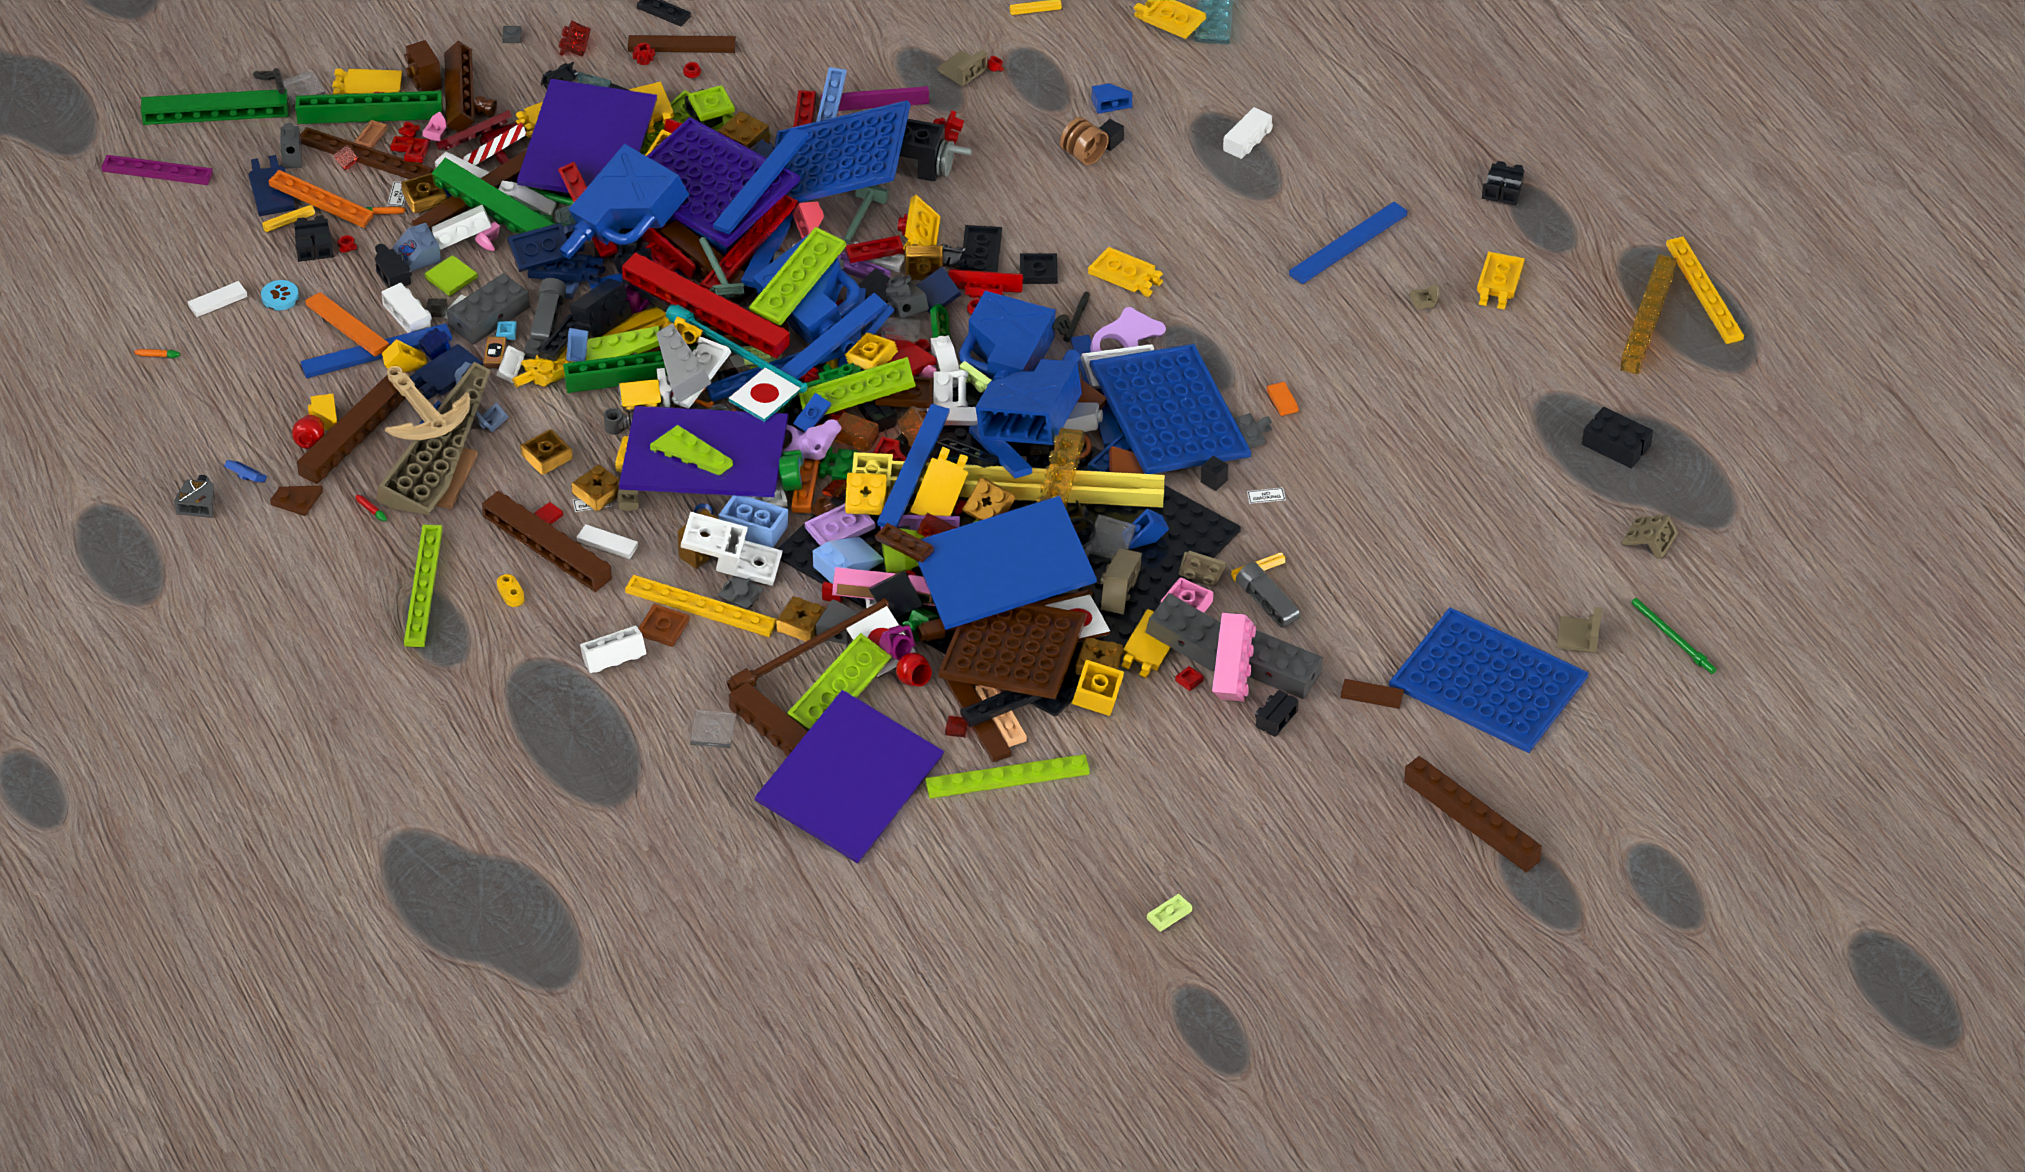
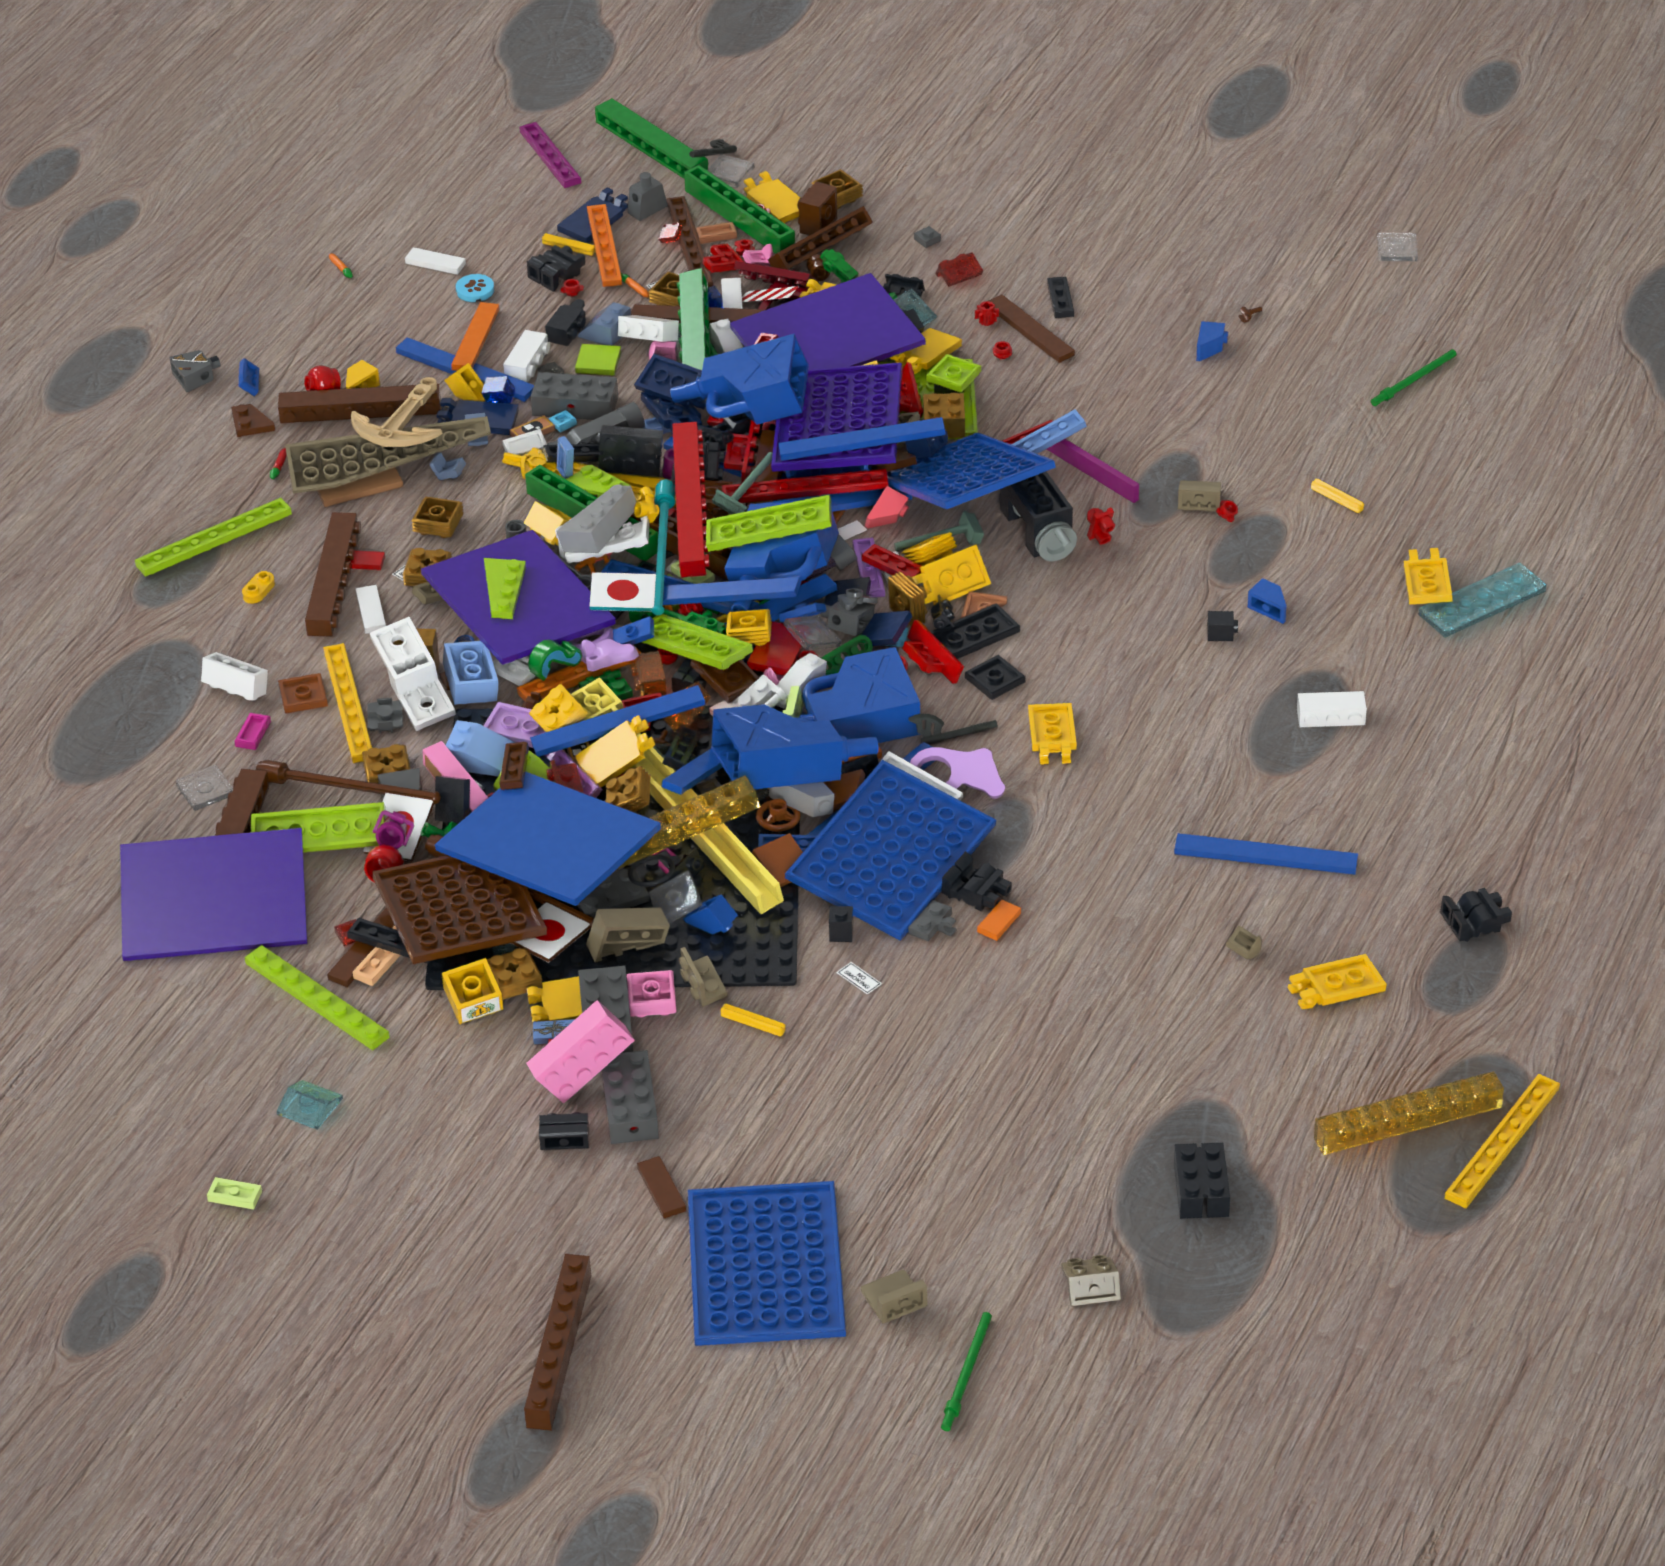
camera: 55 degrees right, 5 degrees down
(396, 43) = (847, 187): none -> pearl gold brick
(512, 94) = (836, 263): none -> green piece
(677, 673) = (252, 731): none -> dark pink tile
(882, 221) = (931, 549): none -> yellow brick
(954, 233) = (979, 601): none -> nougat tile
(1084, 141) = (1183, 611): medium nougat wheel -> none
(1114, 832) = (308, 1104): none -> clear light blue slope
(1169, 668) = (548, 1030): none -> medium blue tile
(1242, 388) = (973, 885): none -> black hips
(1267, 594) = (720, 1029): dark grey beam -> none

